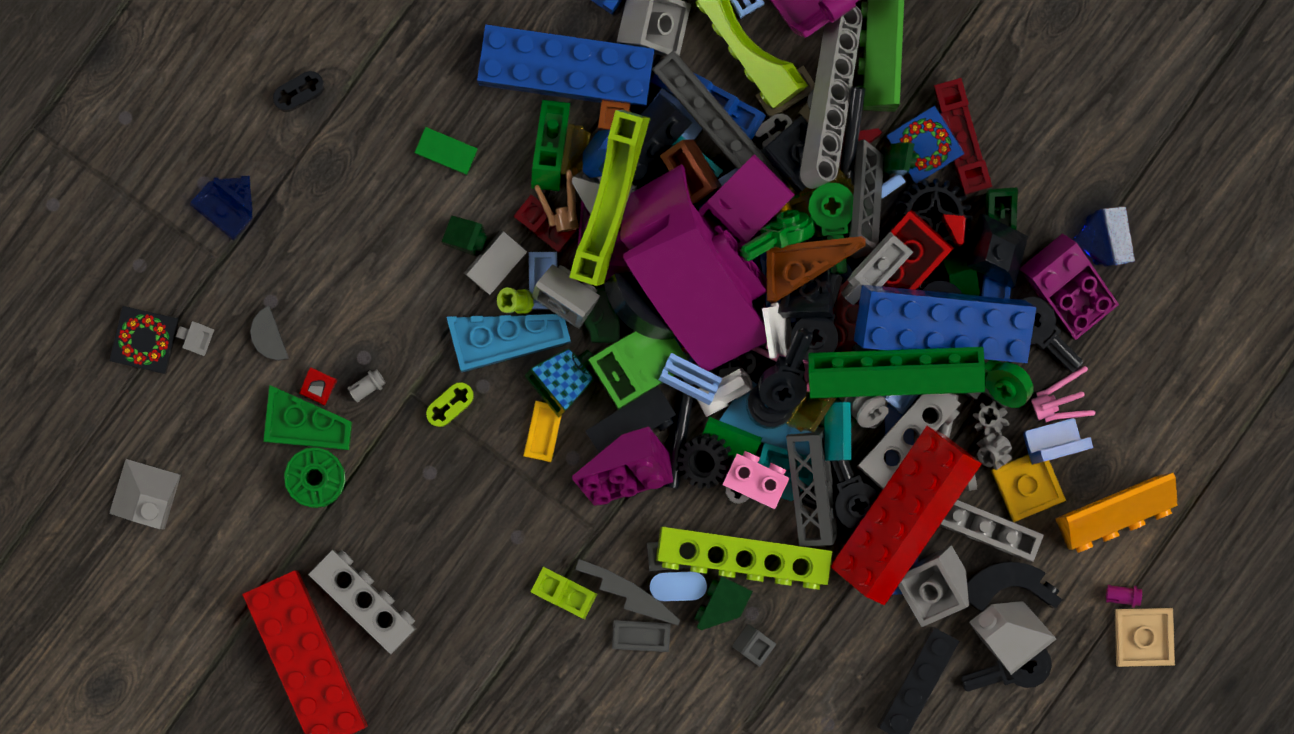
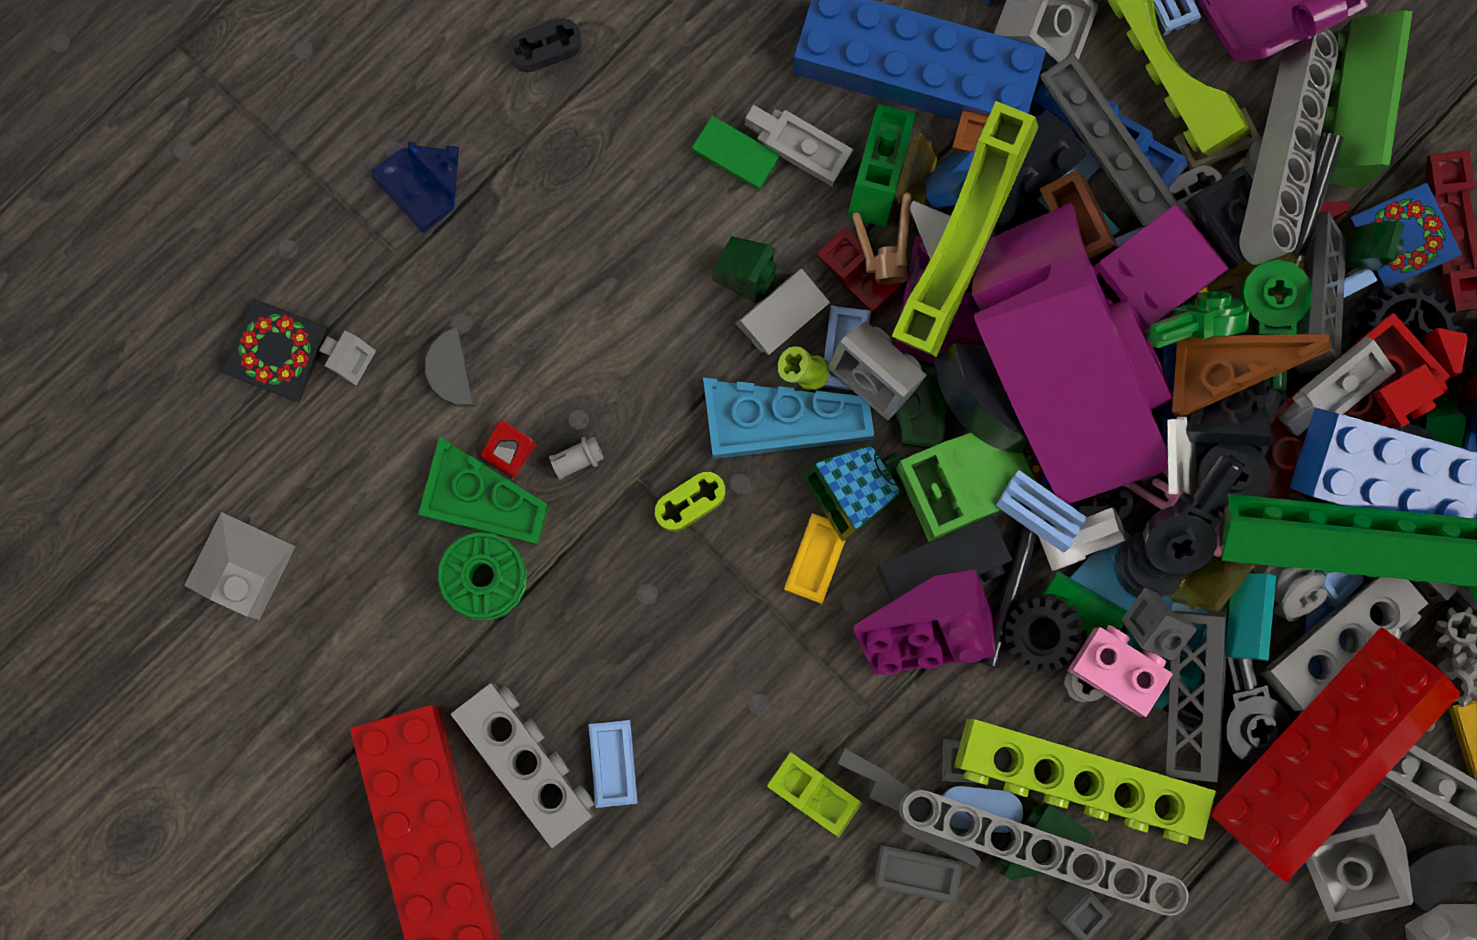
camera: 10 degrees right, 5 degrees down
(423, 592) = (613, 763): none -> light blue tile
(491, 138) = (800, 143): none -> light grey hinge
(732, 608) = (1063, 853): none -> light grey beam
(775, 448) = (1156, 626): none -> dark grey bracket
(924, 267) = (1410, 394): none -> red brick

